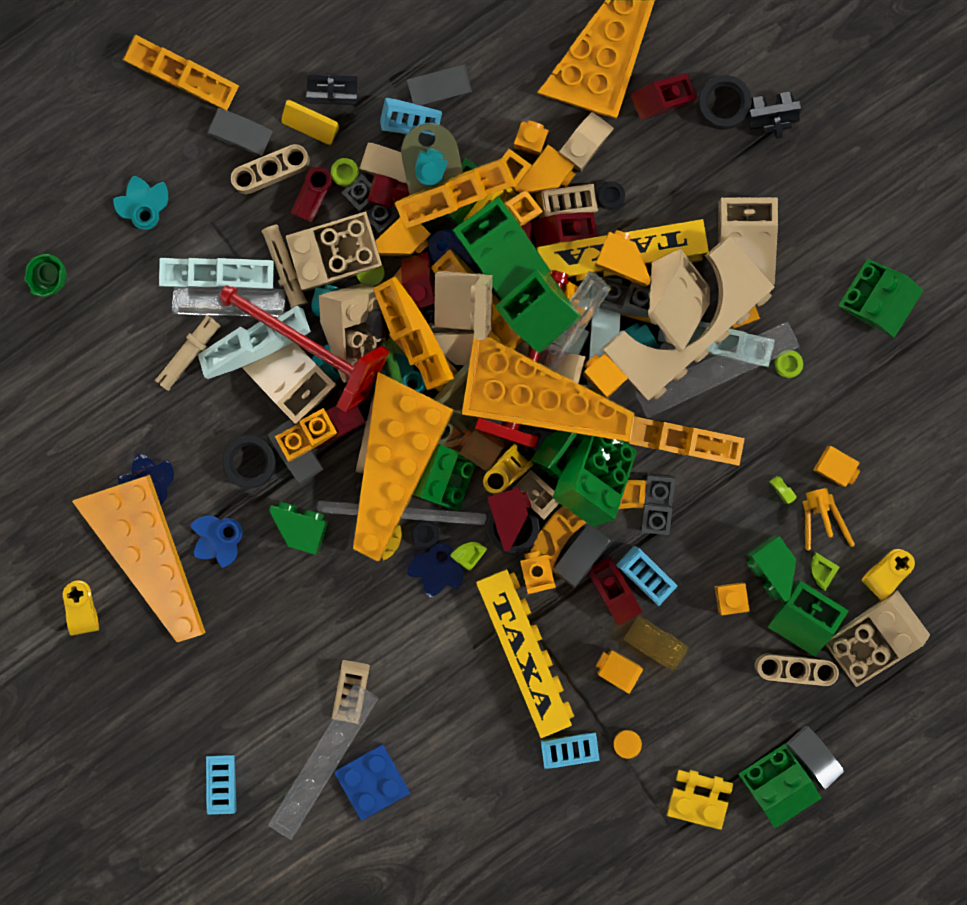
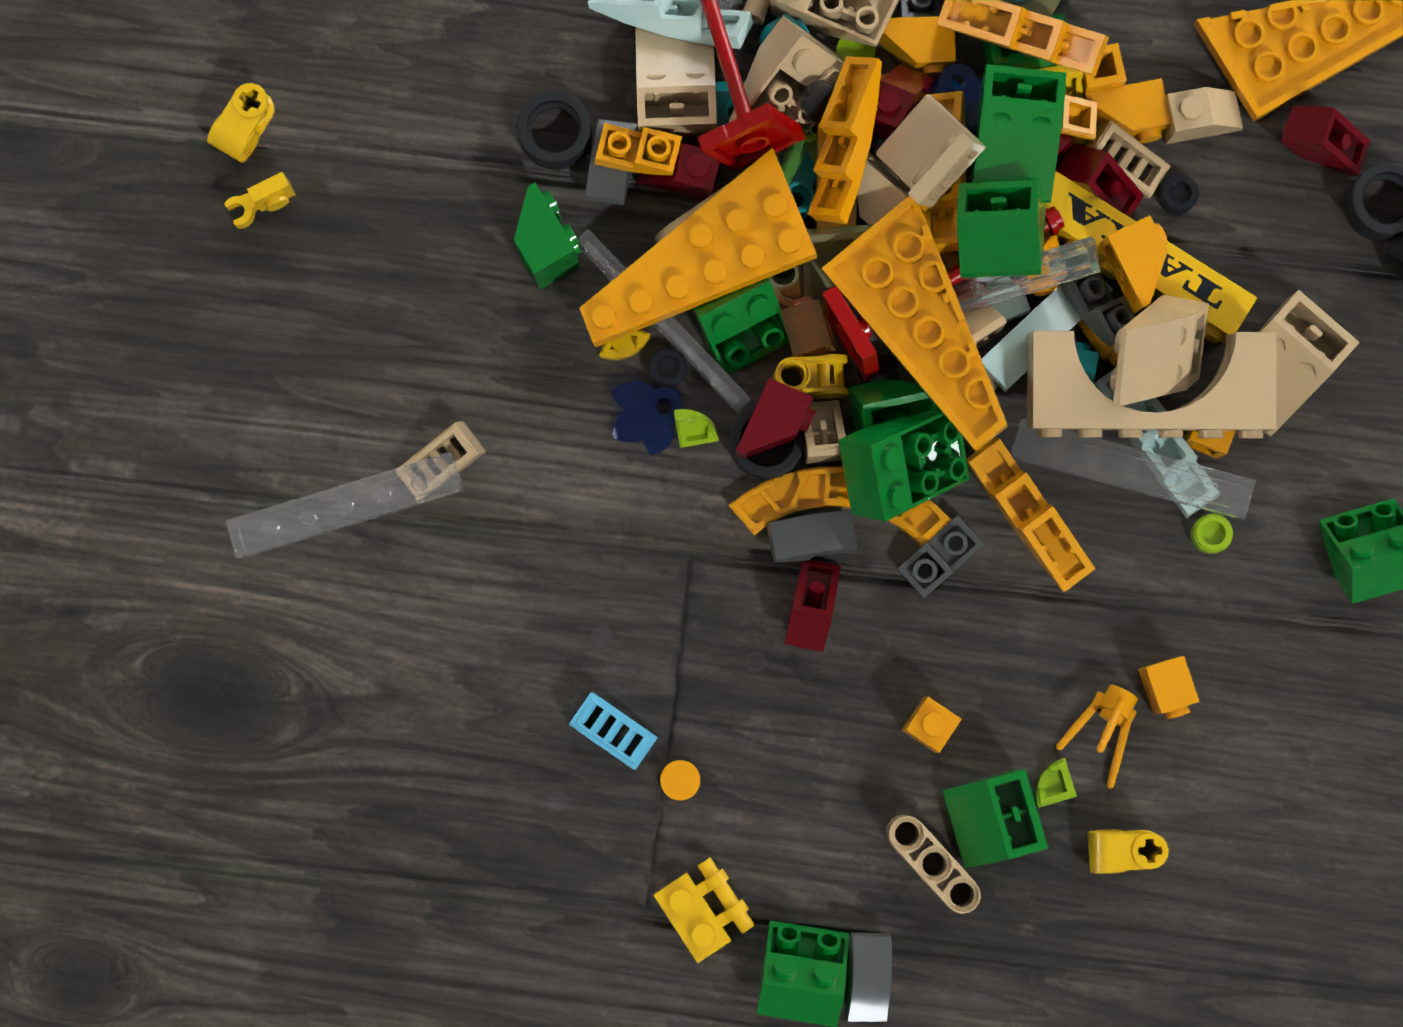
camera: 40 degrees right, 5 degrees down
(131, 633) = (266, 195): none -> yellow plate
(139, 539) = (368, 105): light orange wing -> none
(161, 475) = (434, 51): clear blue plate -> none
(213, 540) = (444, 177): blue plate -> none
(229, 808) = (197, 434): medium azure slope -> none
(372, 782) = (375, 575): blue plate -> none
(524, 654) = (658, 583): yellow brick -> none
(531, 138) = (1147, 58): light orange brick -> none
(540, 583) = (744, 523): light orange brick -> none
(604, 375) = (1009, 361): light orange brick -> none
(619, 670) = (742, 689): light orange slope -> none
(630, 558) = (862, 585): medium azure slope -> none
(656, 643) = (807, 700): clear yellow slope -> none
(775, 565) = (1010, 729): green slope -> none
(783, 491) = (1088, 665): lime tile -> none
(878, 638) = (1049, 910): tan slope -> none

